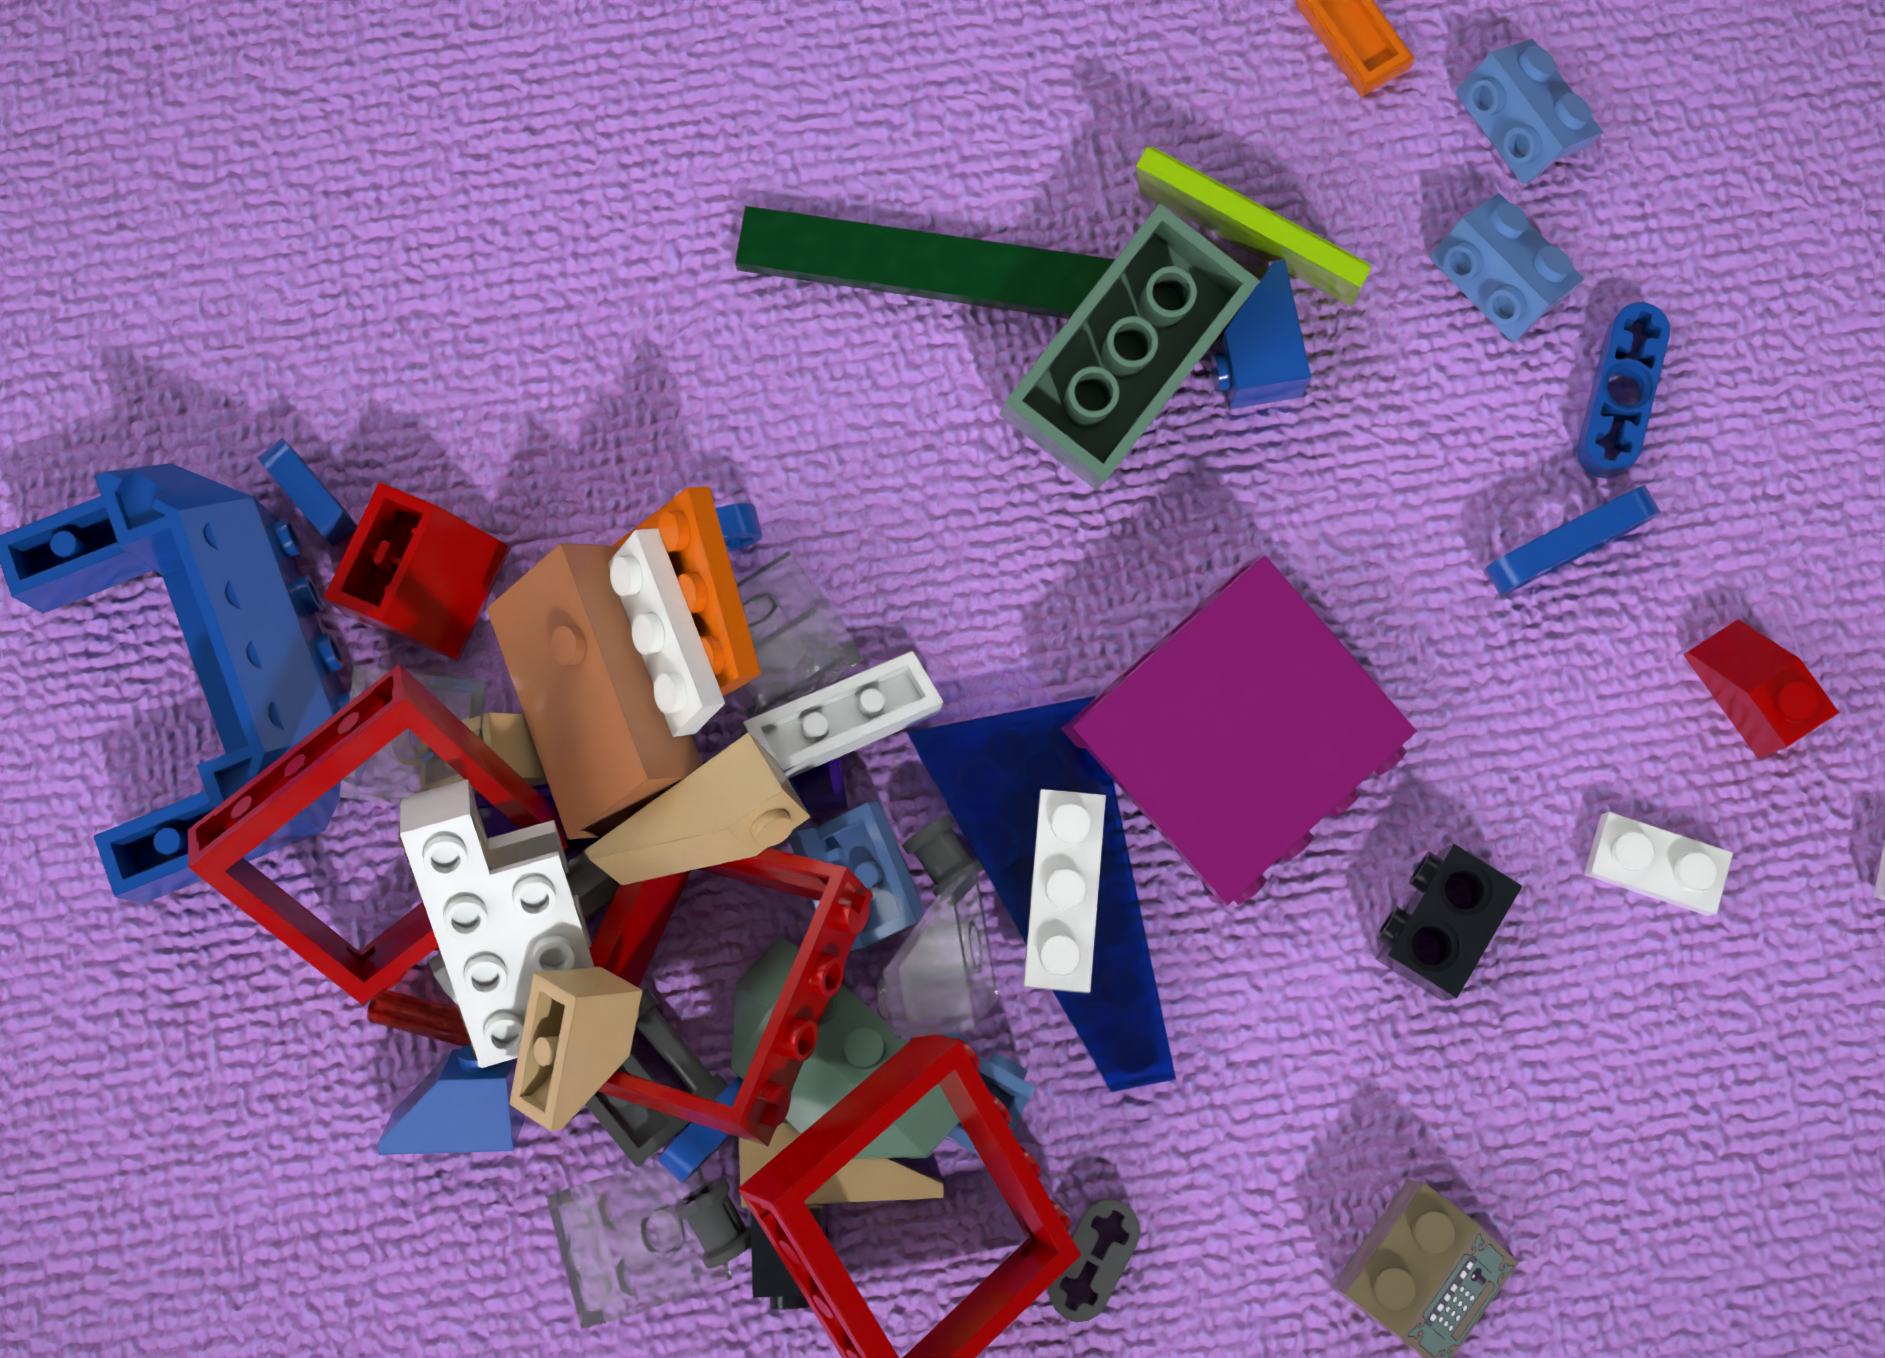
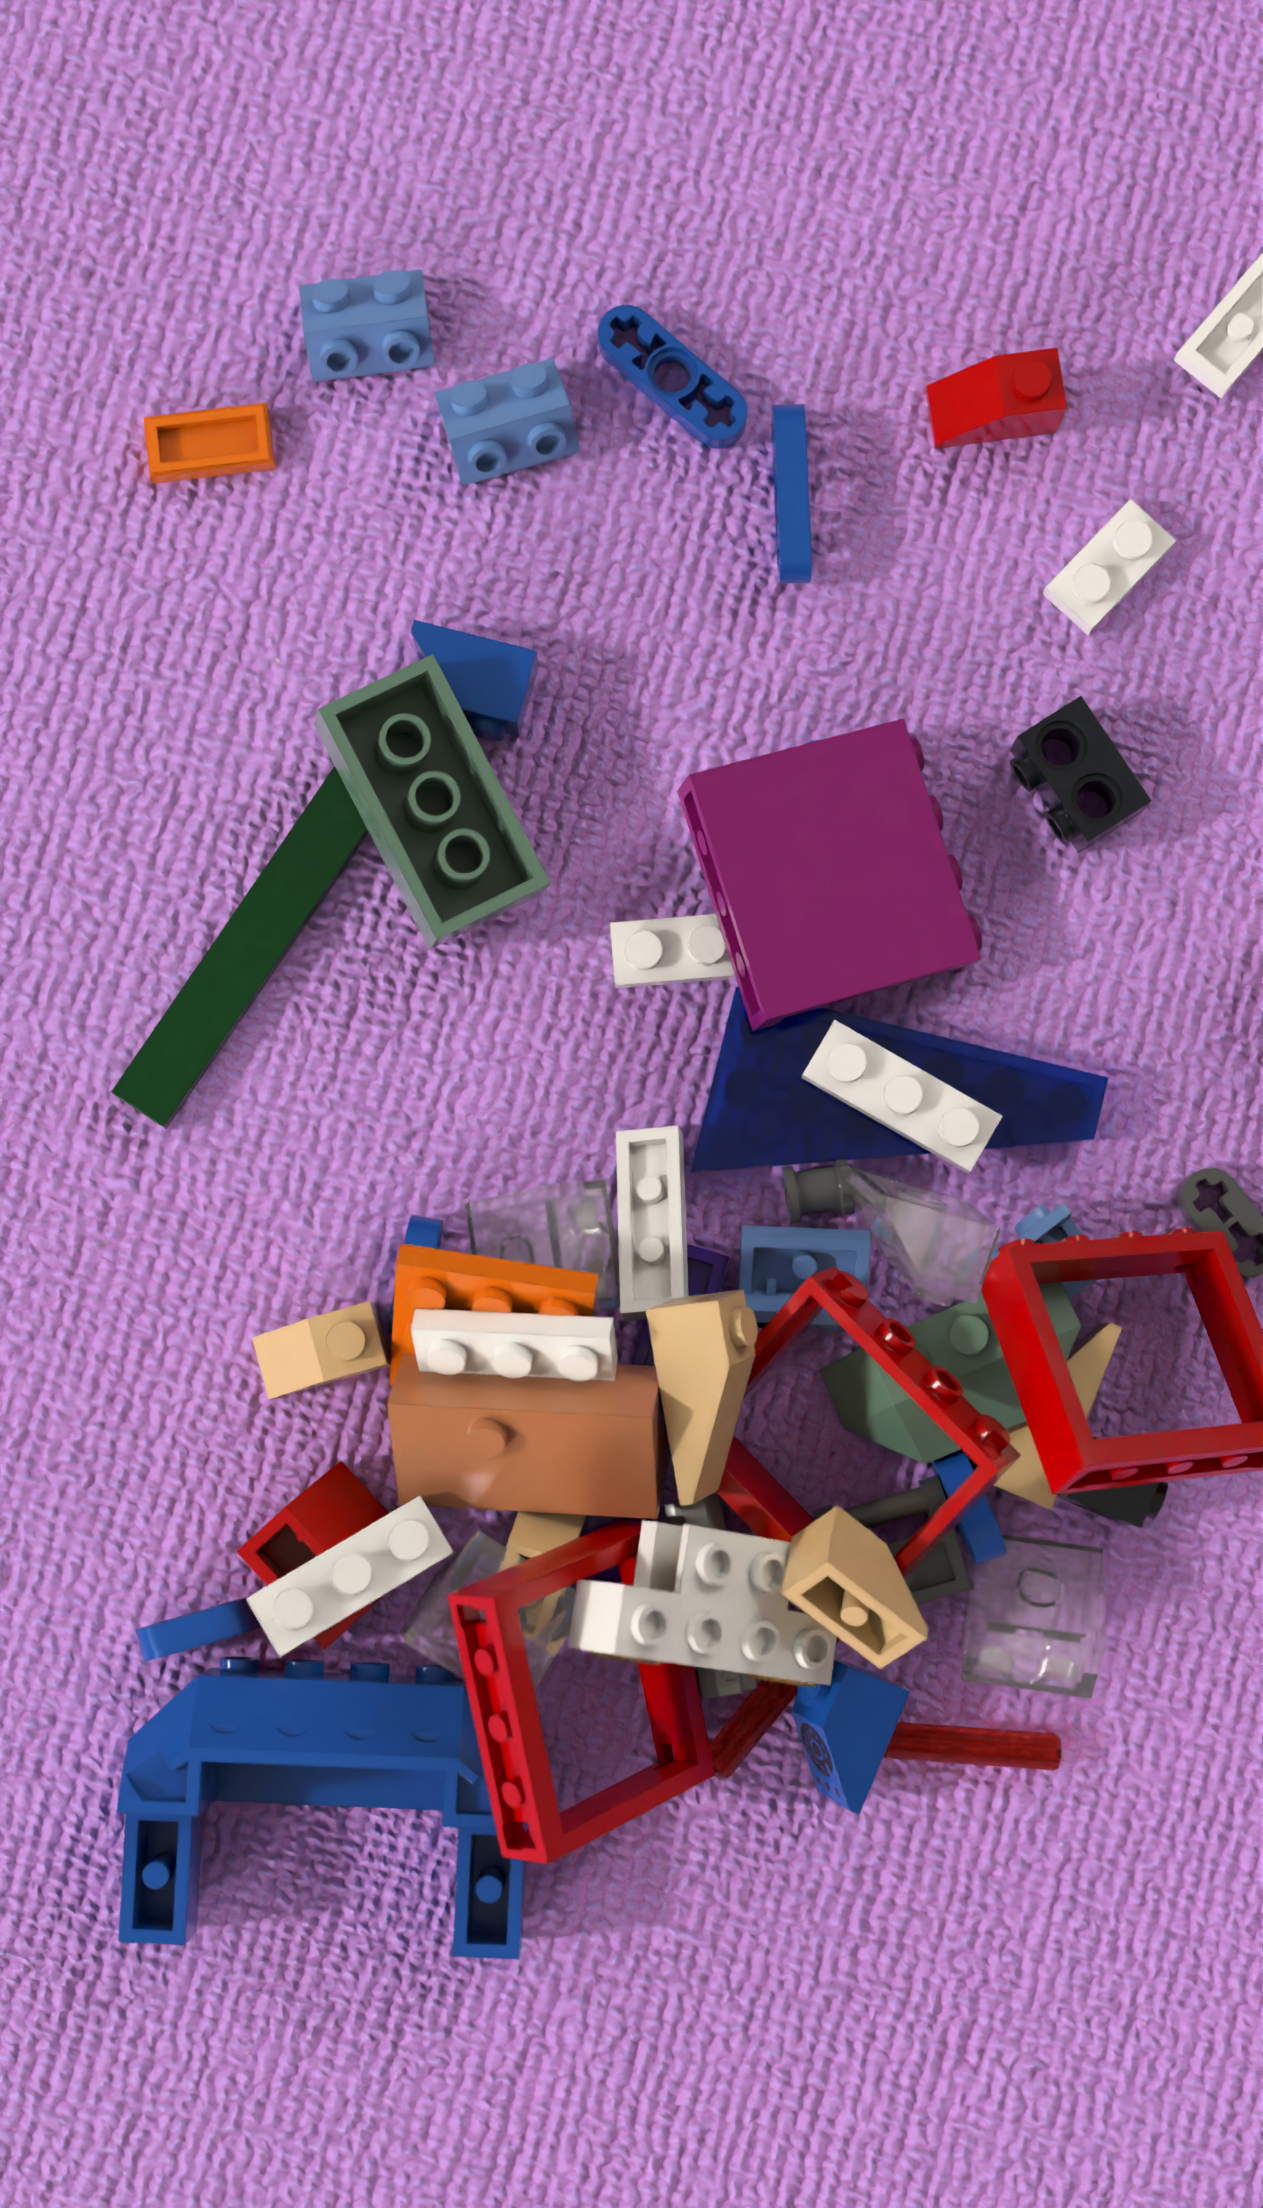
camera: 65 degrees left, 5 degrees up
(396, 587) = (349, 1576): none -> white plate
(493, 1238) = (975, 1746): none -> clear red axle
(599, 484) = (322, 1349): none -> tan slope
(715, 1222) = (1052, 1538): dark grey bush -> none
(1098, 622) = (669, 951): none -> white plate
(1251, 226) = (370, 632): lime tile -> none

